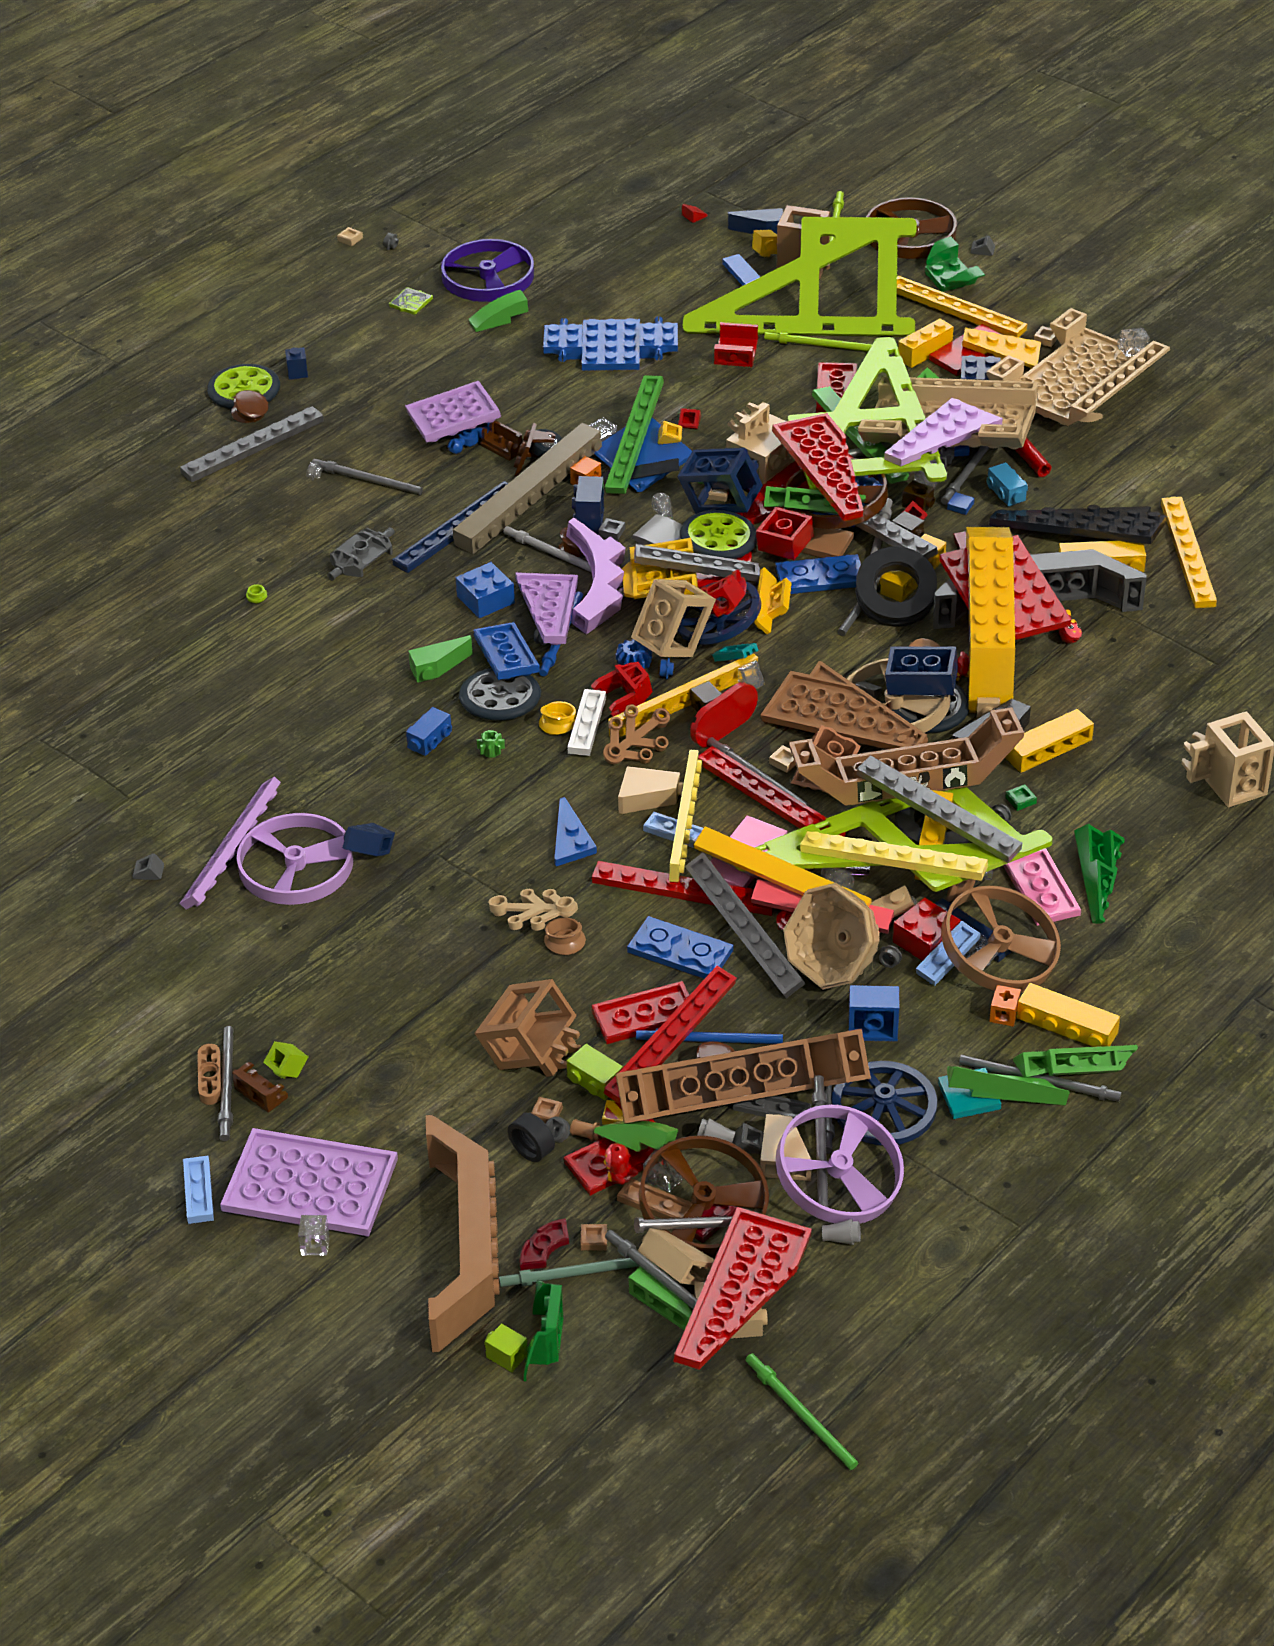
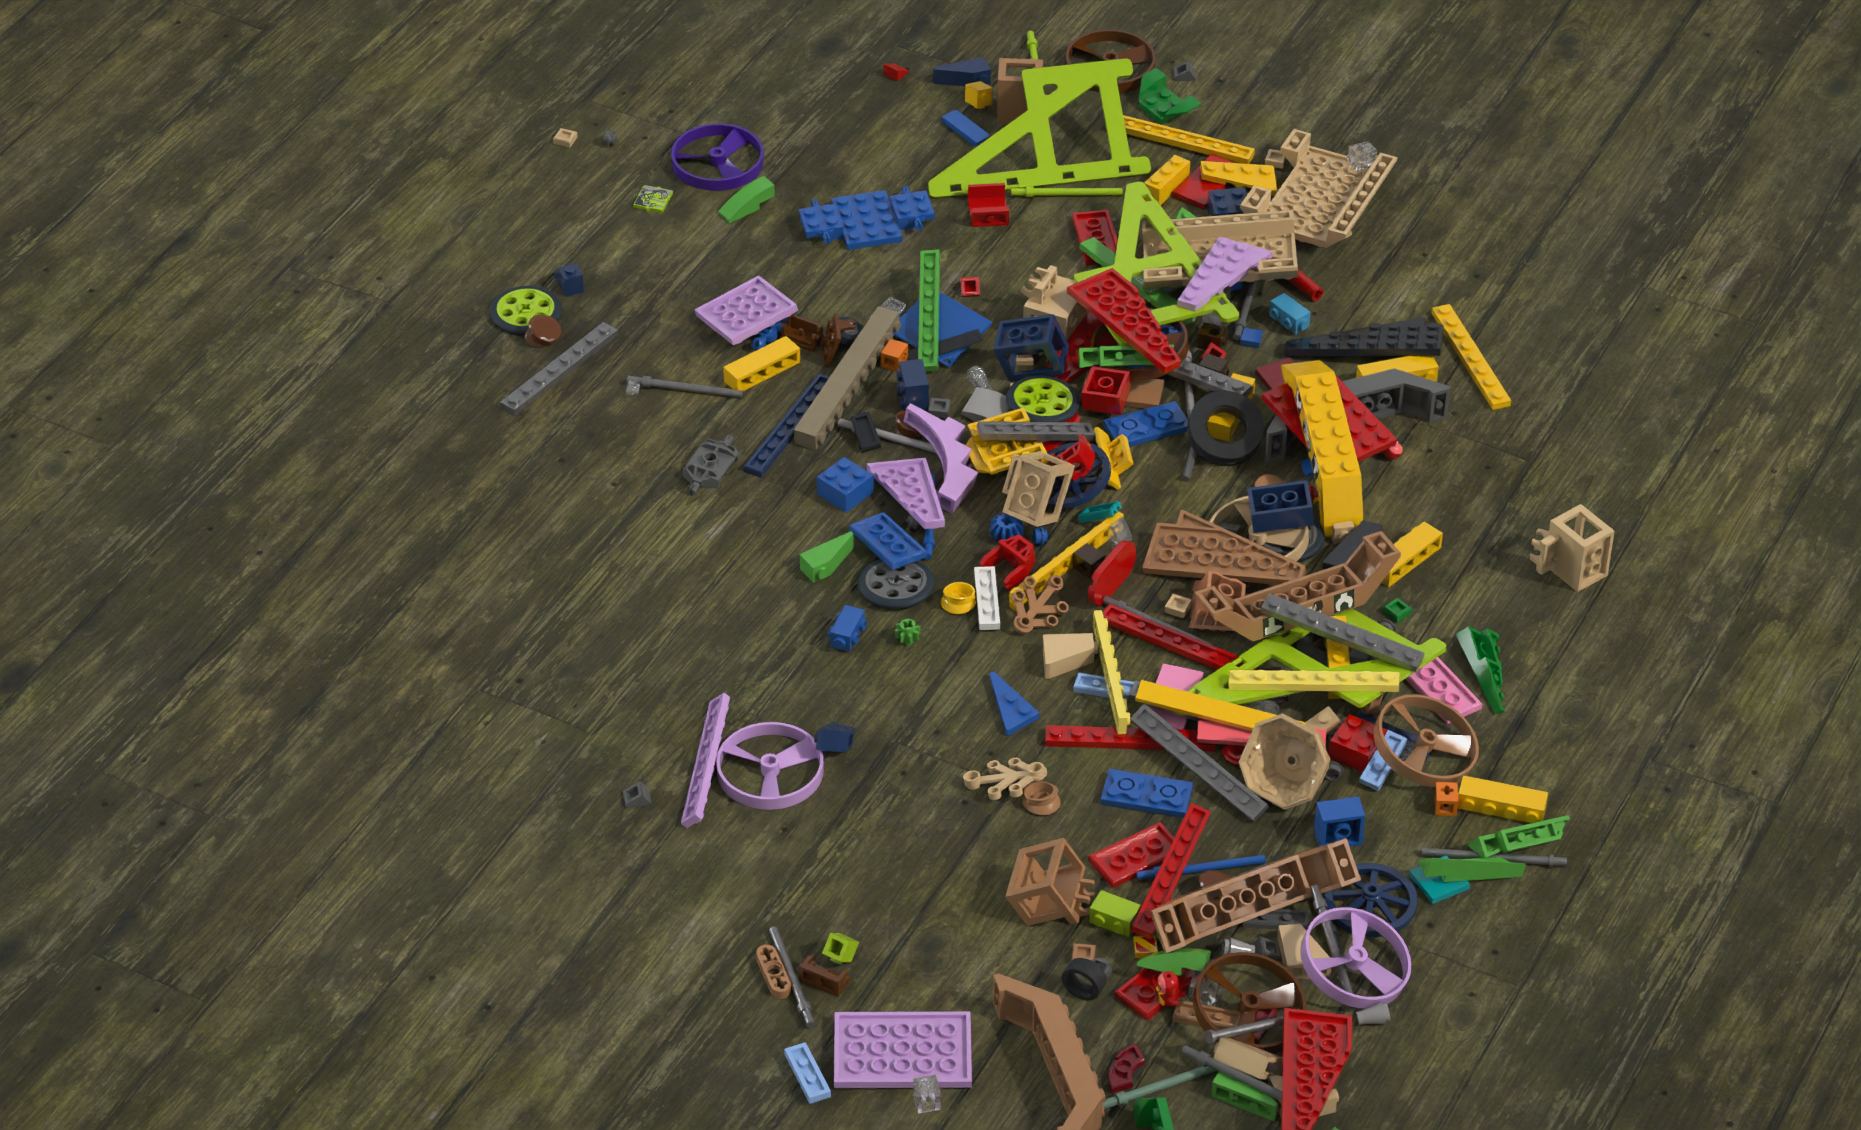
camera: 15 degrees left, 0 degrees up
(256, 594) = (628, 519): lime plate -> none
(450, 465) = (761, 364): none -> yellow brick
(527, 542) = (865, 431): none -> black tile
(585, 1130) = (1125, 965): medium nougat pin -> none
(593, 1237) = (1165, 1055): medium nougat tile -> none
(669, 433) = (962, 305): yellow slope -> none

